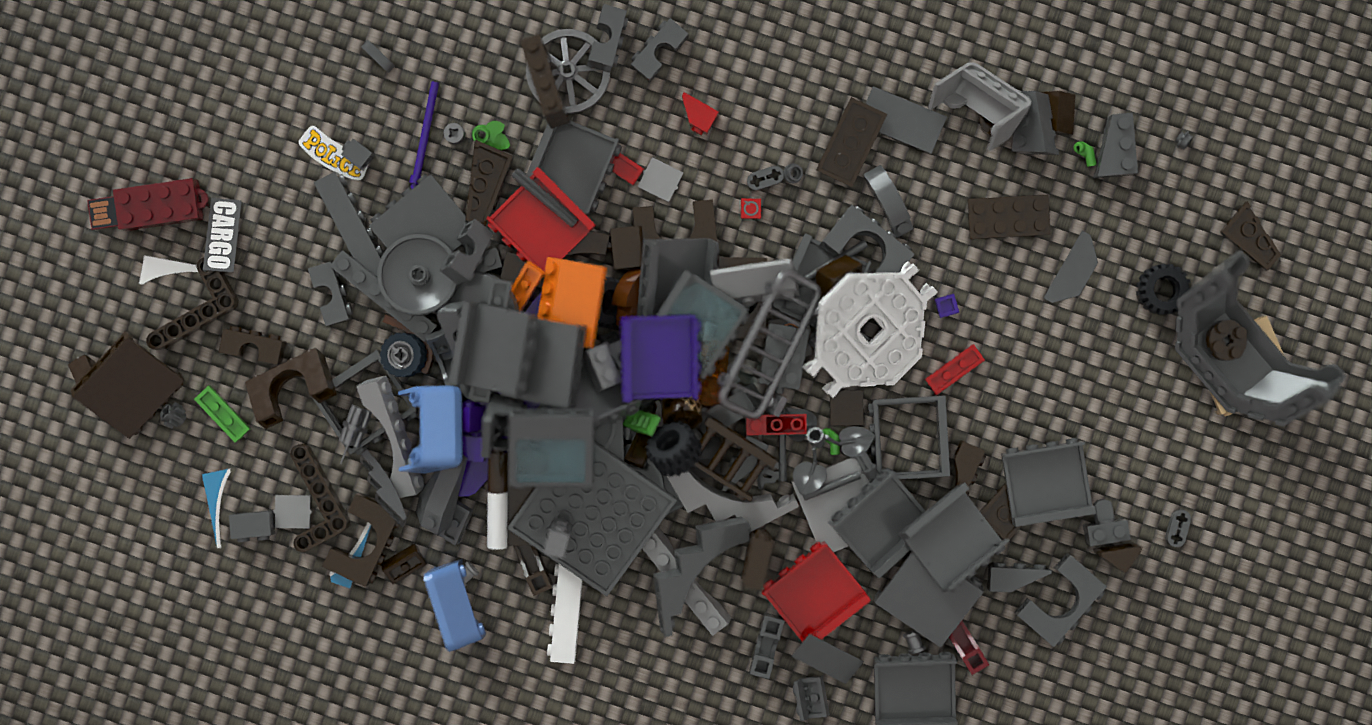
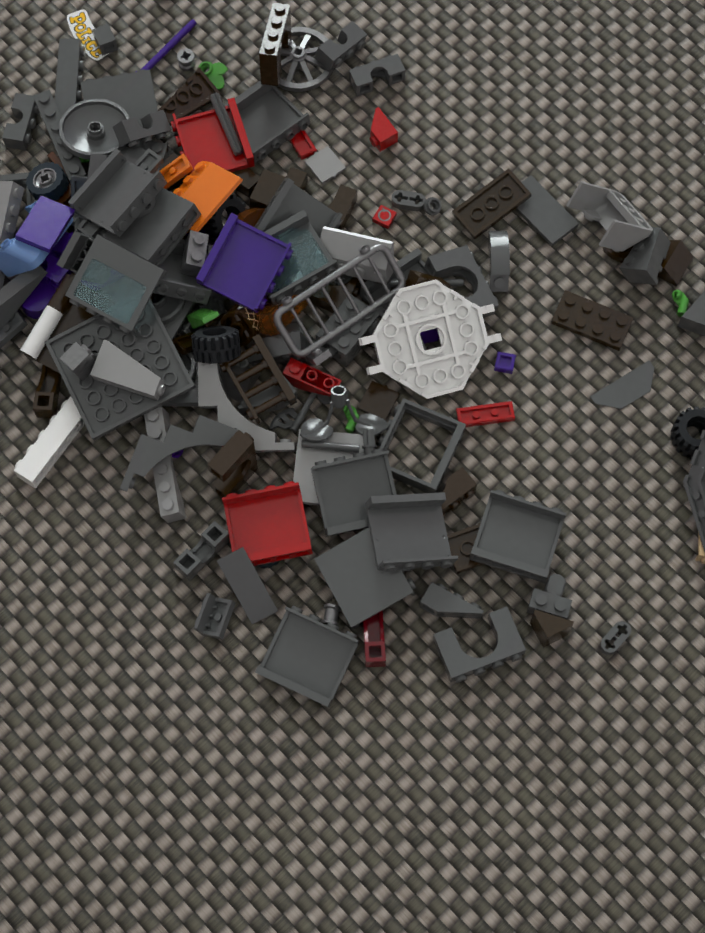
camera: 35 degrees right, 20 degrees down
(440, 416) = (45, 224): none -> dark purple tile
(607, 524) = (124, 372): none -> light grey slope

